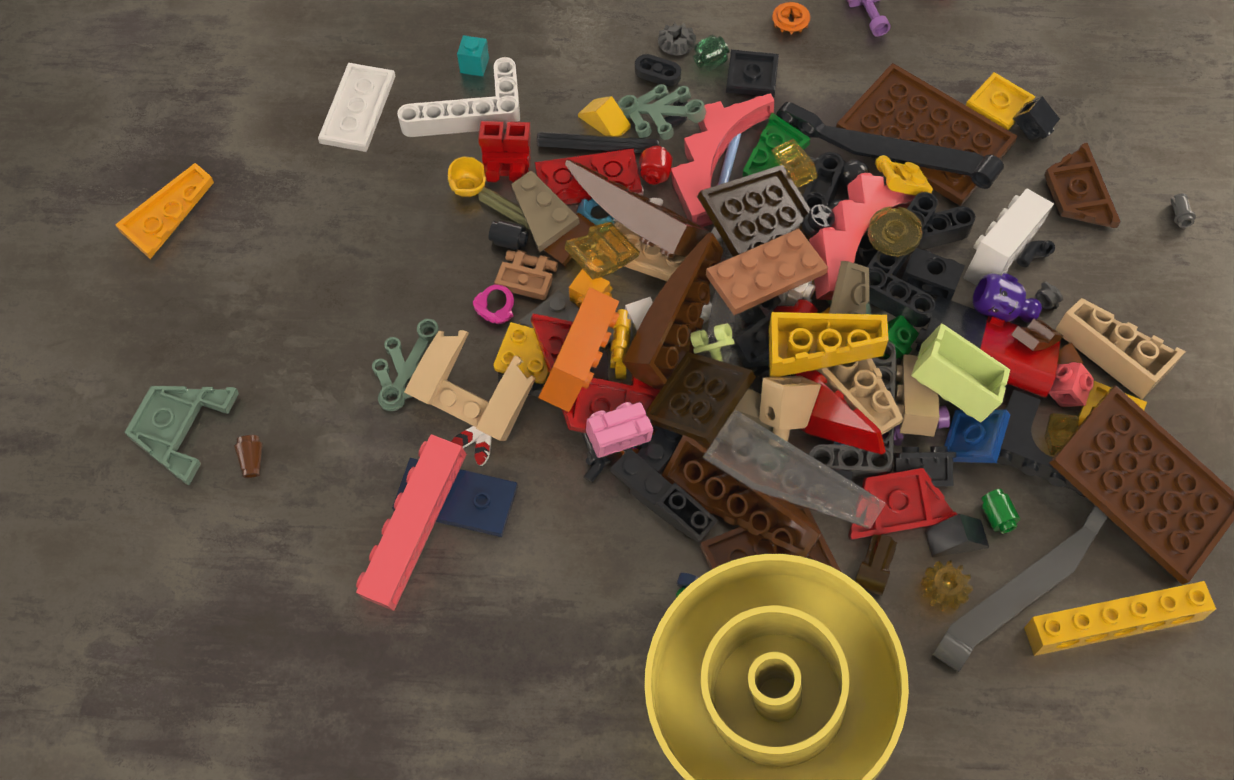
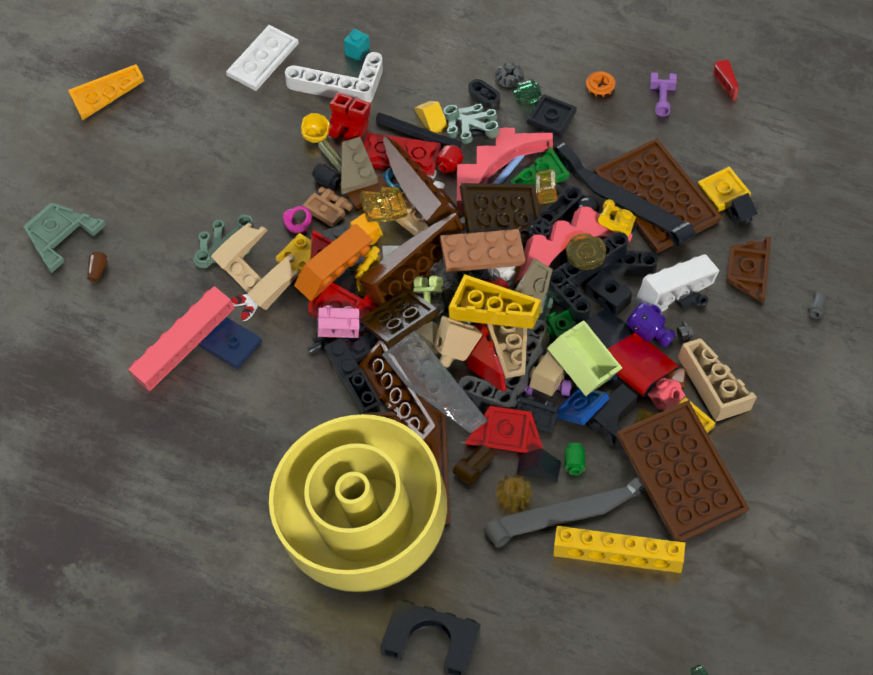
camera: 20 degrees right, 5 degrees down
(1037, 335) = (659, 355): reddish brown slope -> none

